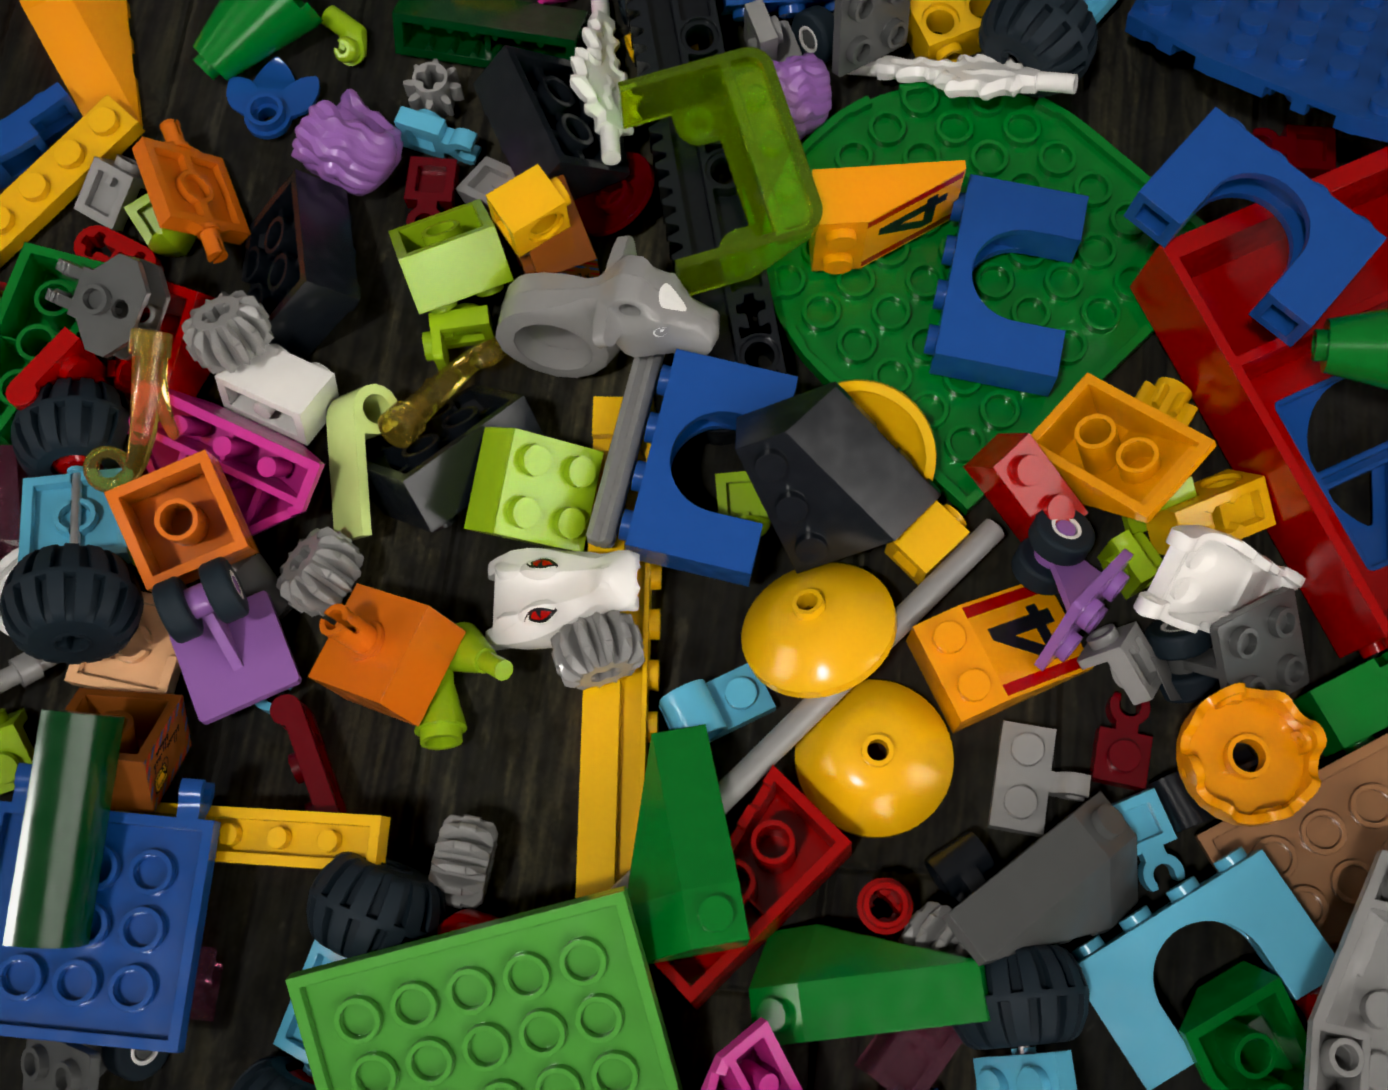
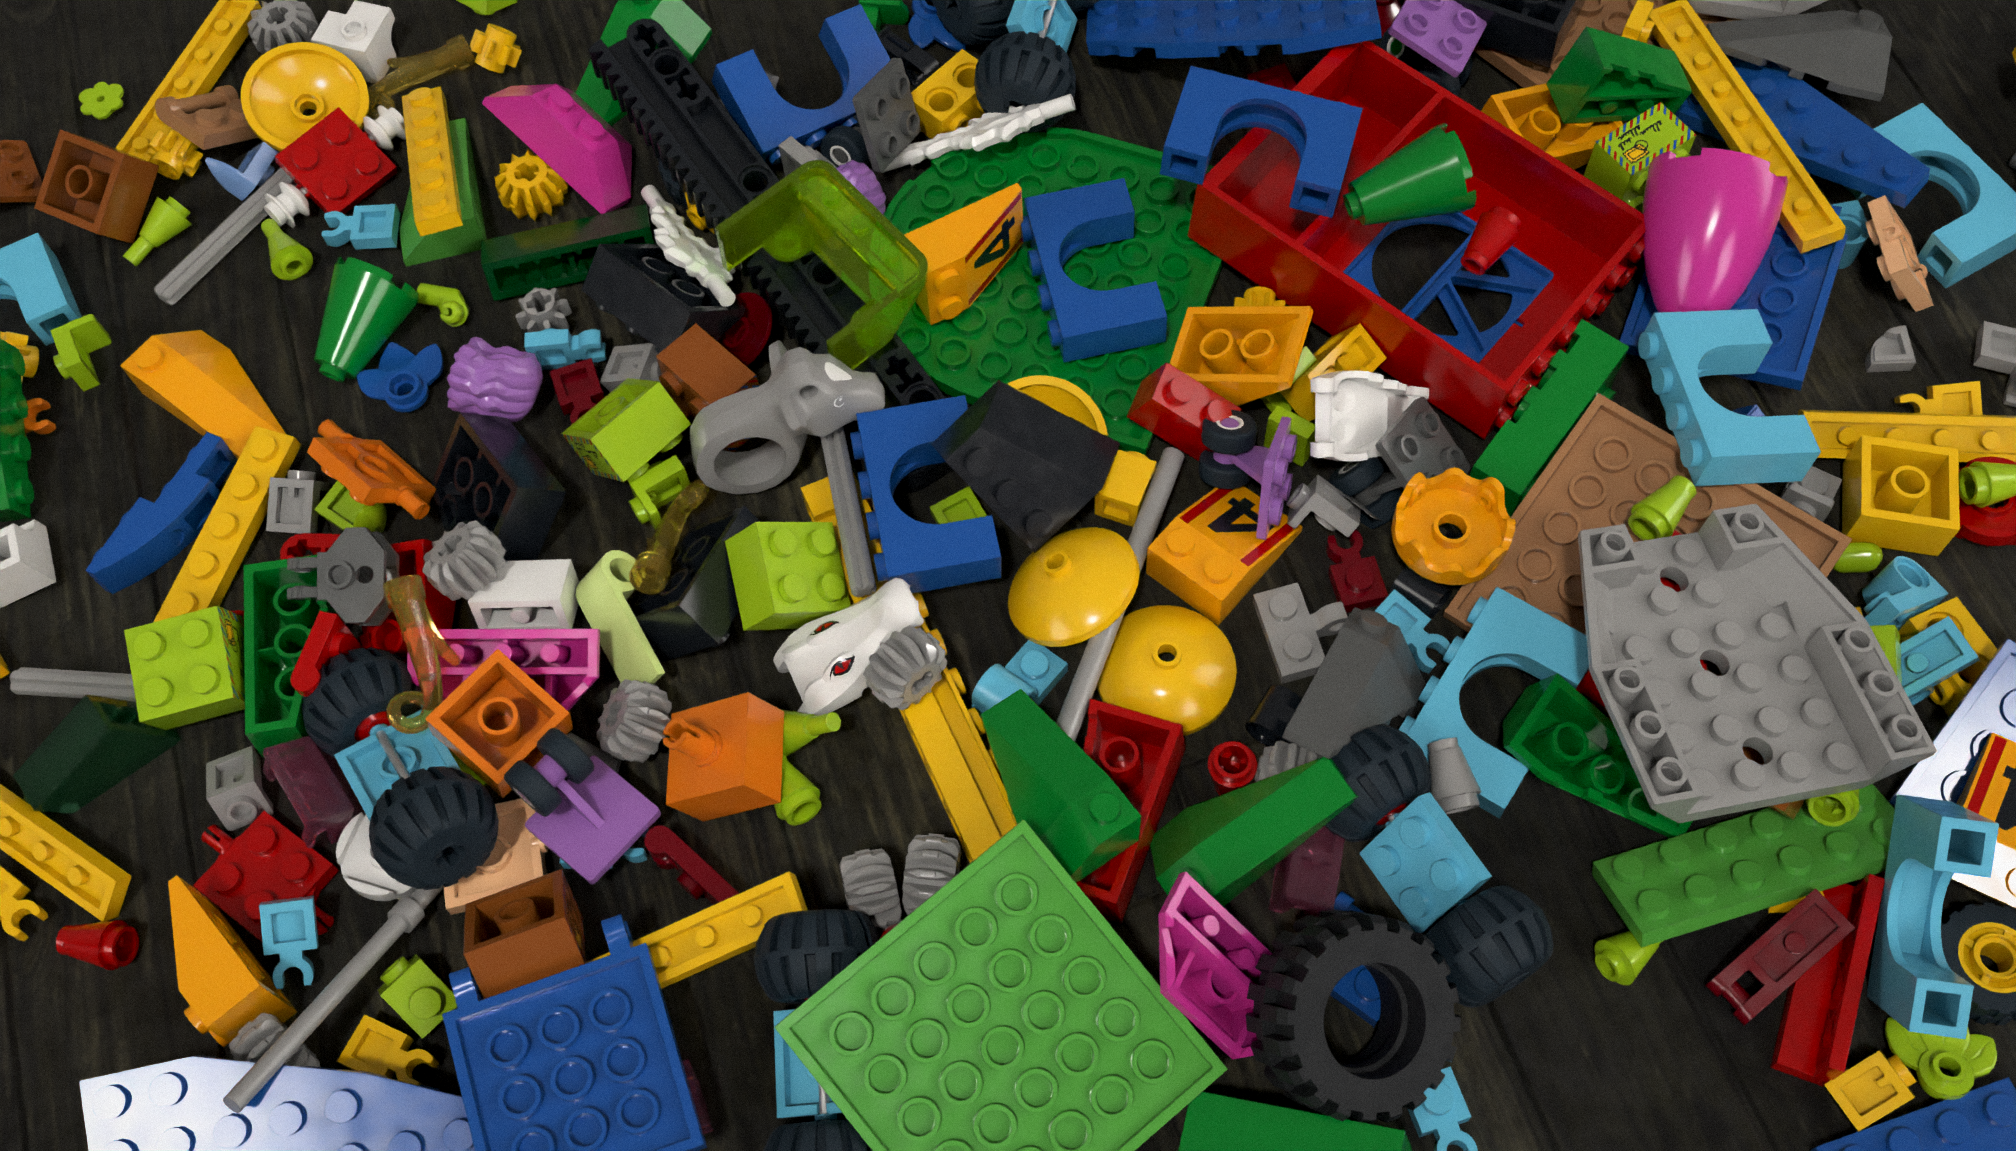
camera: 25 degrees left, 10 degrees down
(63, 830) = (523, 995): dark green brick -> none
(529, 209) = (684, 356): yellow brick -> none
(529, 872) = (929, 866): none -> light grey gear
(1105, 1041) = (1452, 777): none -> light grey cone

